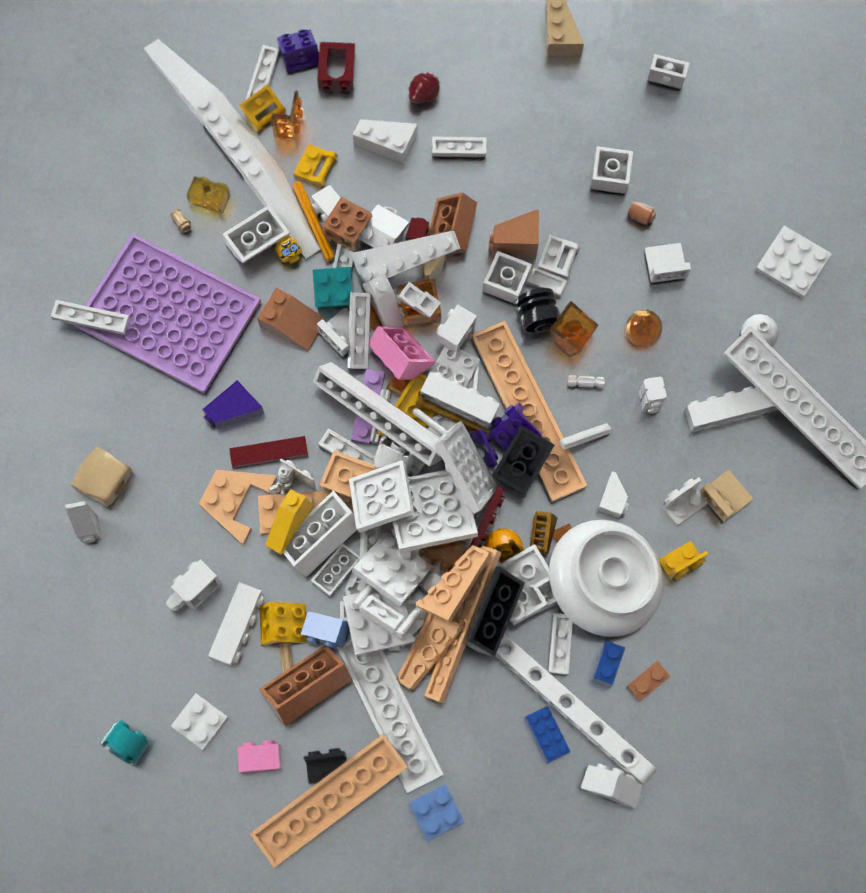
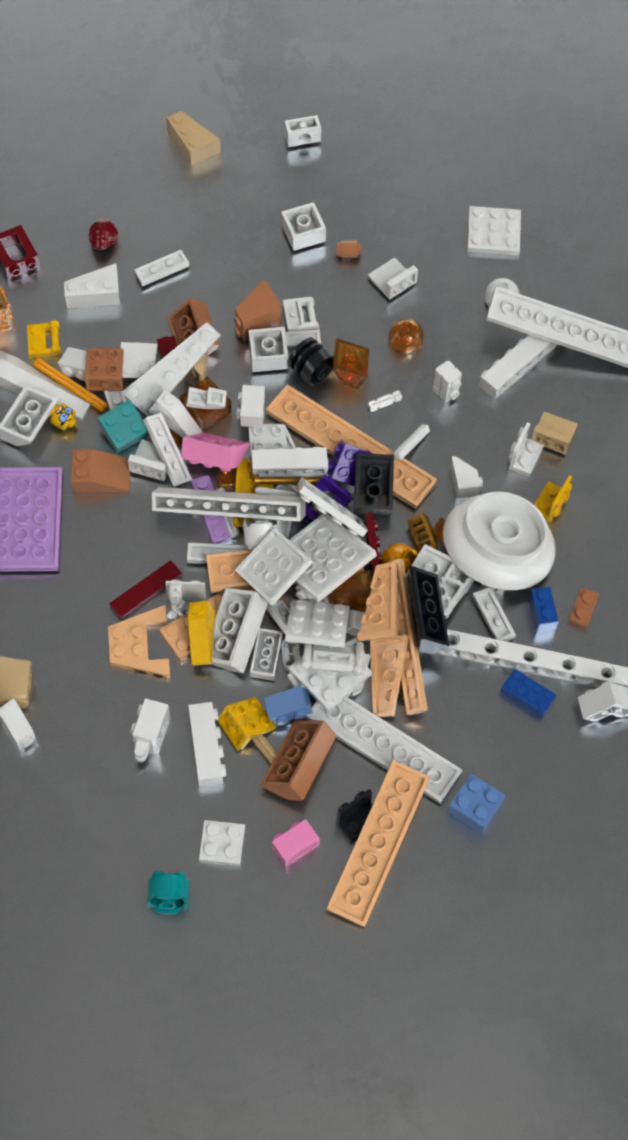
camera: 30 degrees left, 10 degrees down
(232, 406) = (91, 567): dark purple slope -> none

